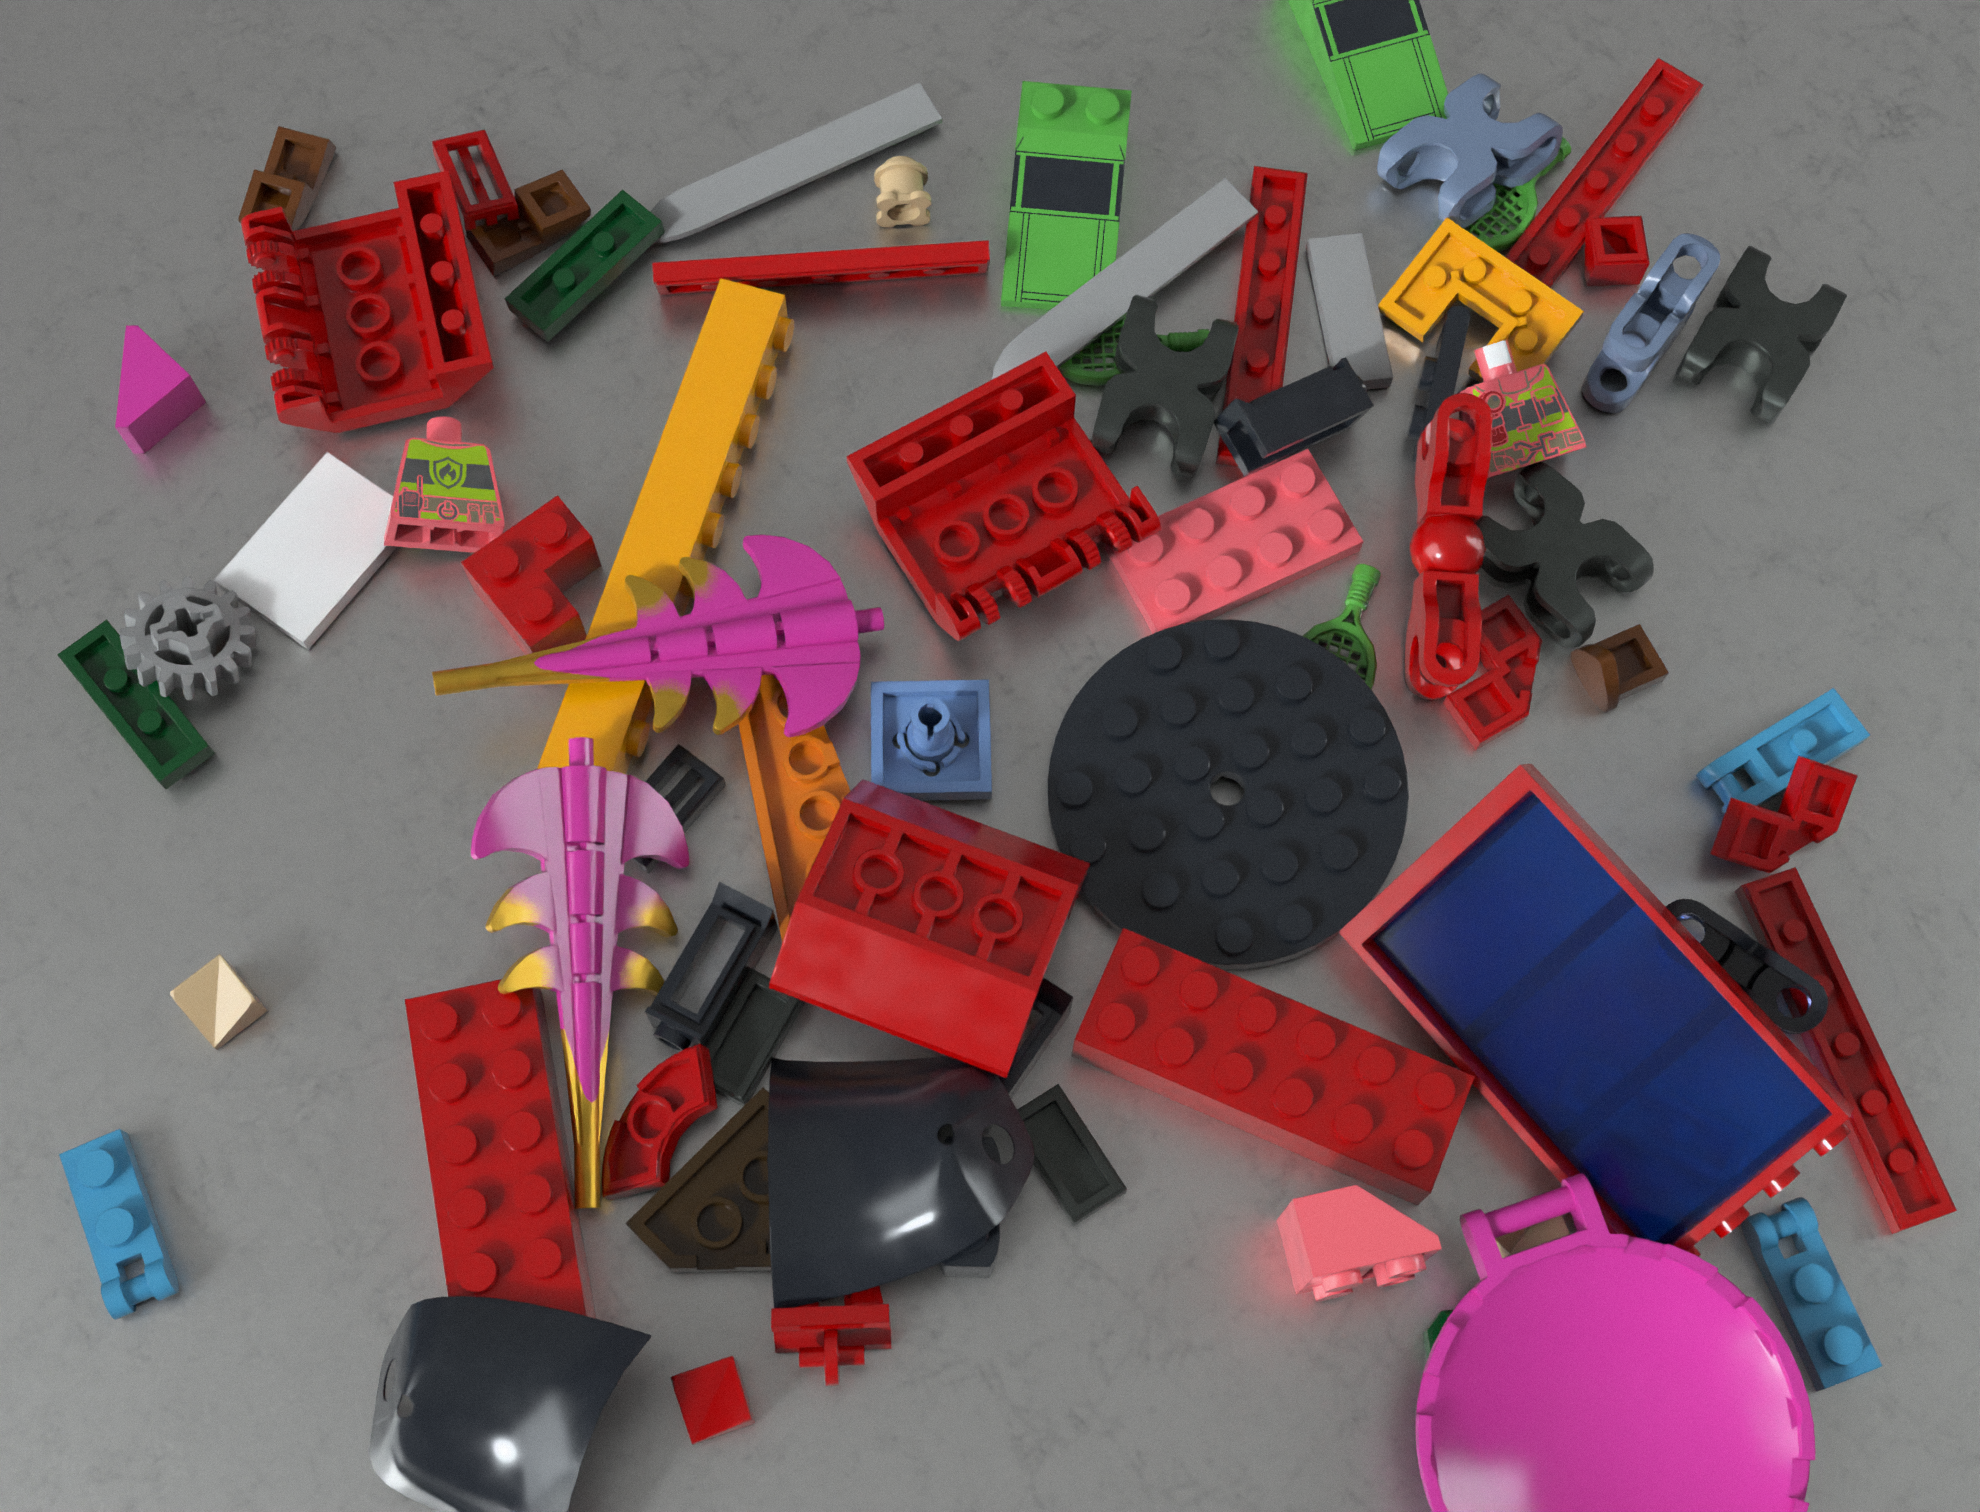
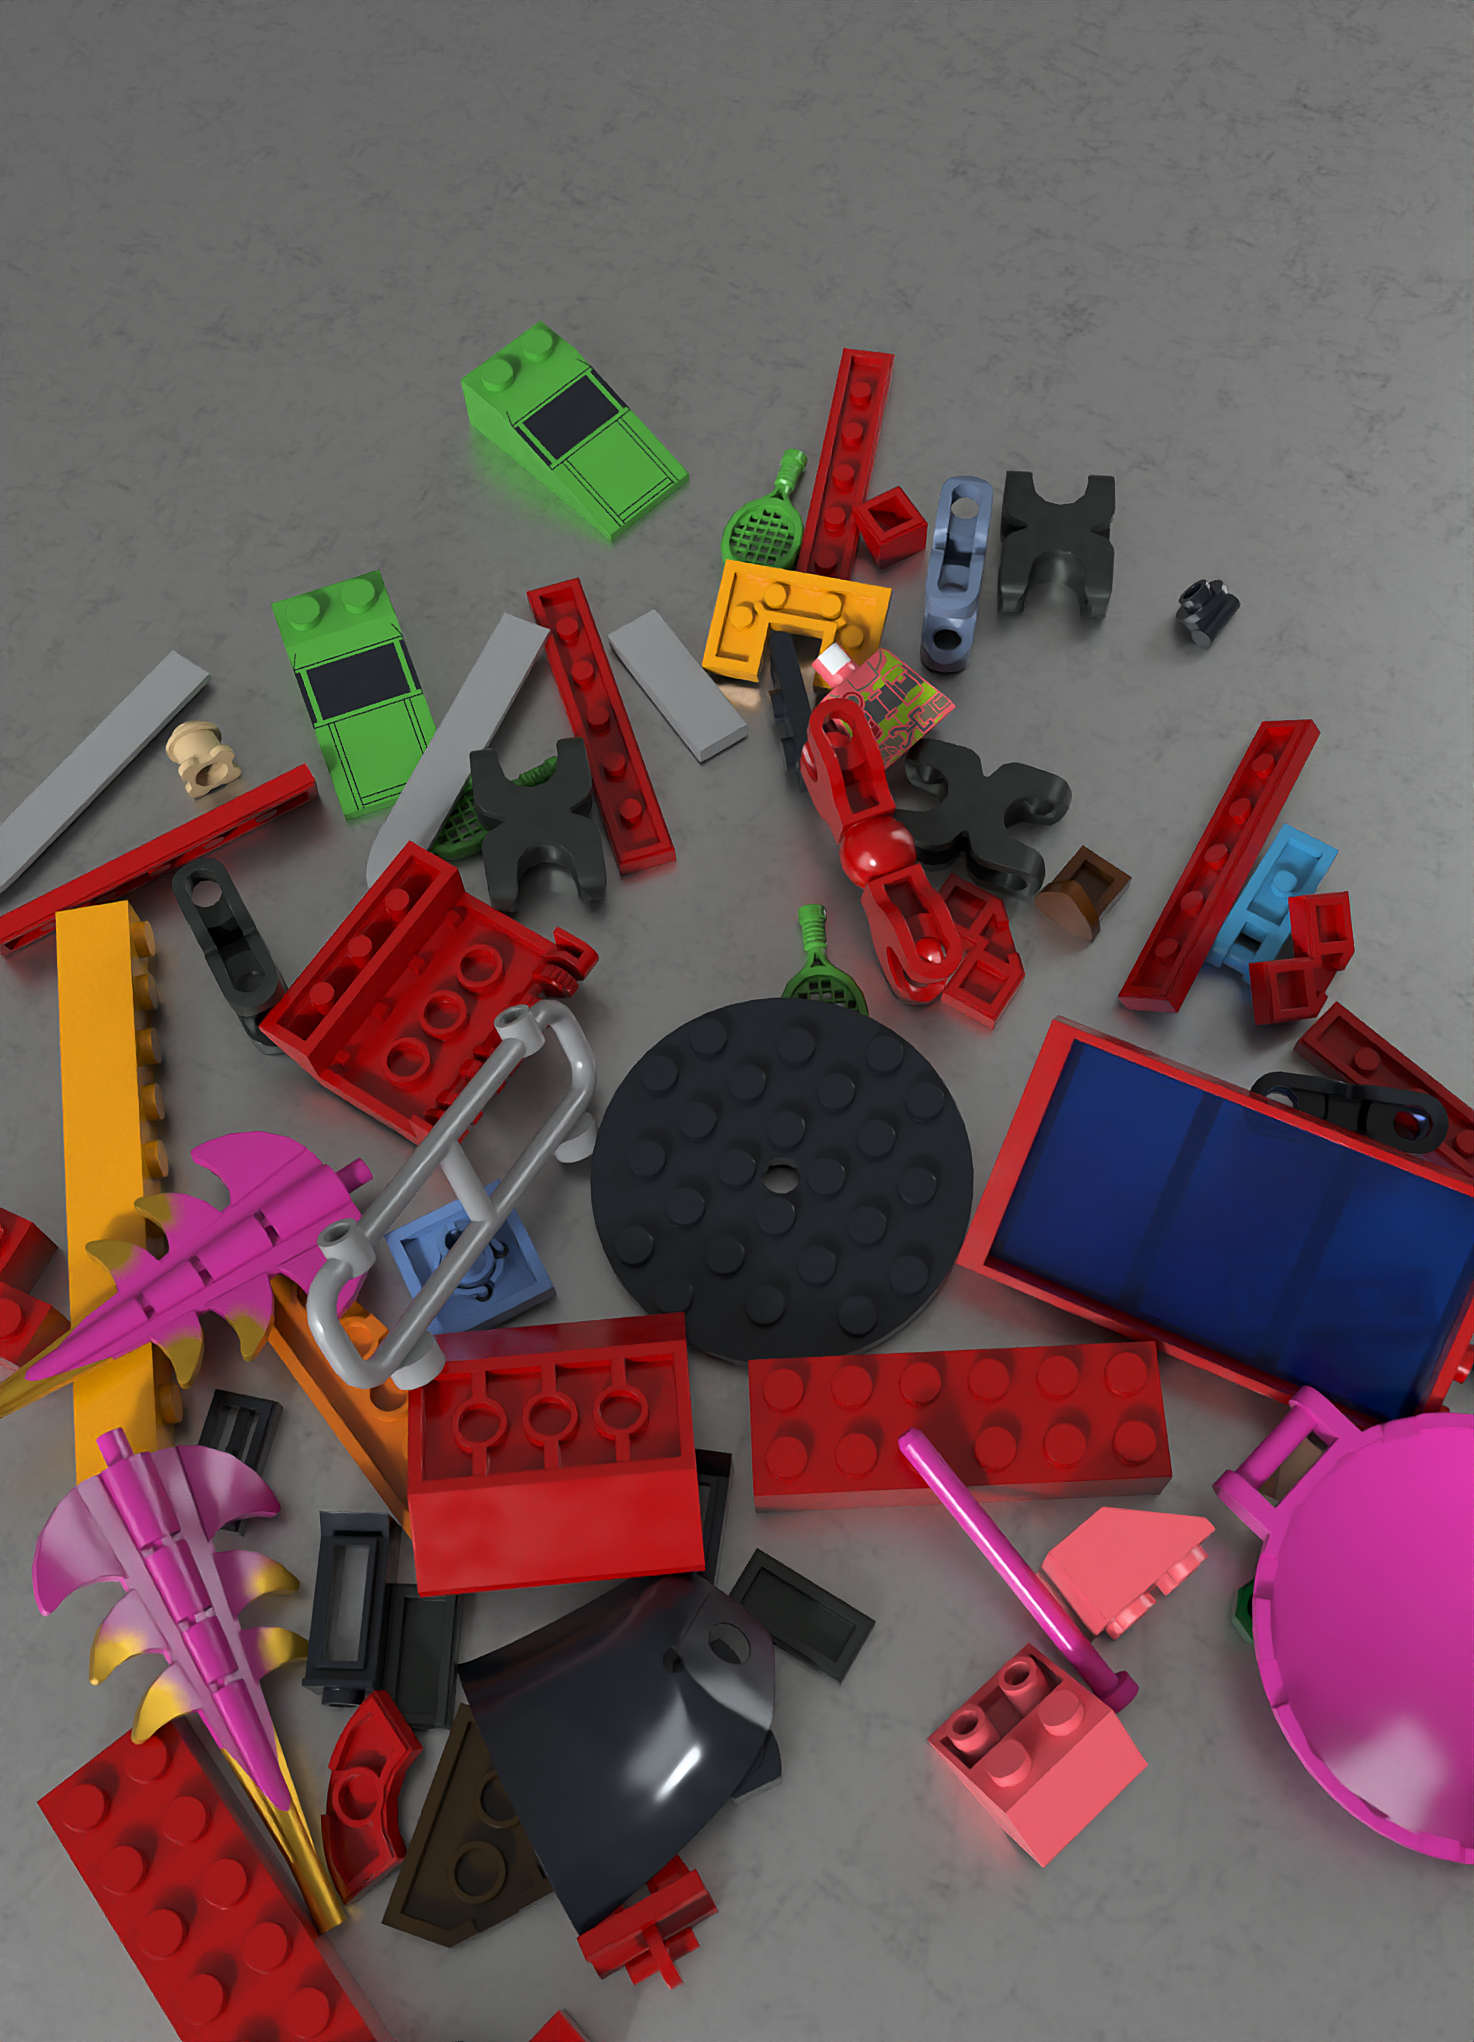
camera: 20 degrees left, 5 degrees down
(854, 377) = (232, 947): none -> pearl dark grey piece
(1065, 667) = (409, 1350): none -> light grey bar
(1208, 1355) = (1038, 1752): none -> coral slope
(1237, 544) = (677, 942): coral plate -> none
(1291, 1336) = (1112, 1688): none -> dark pink bar
(1293, 417) = (672, 799): black window -> none
(1469, 150) = (717, 494): sand blue piece -> none
(1755, 697) = (1219, 866): none -> red tile
(1869, 459) = (1206, 610): none -> black plate

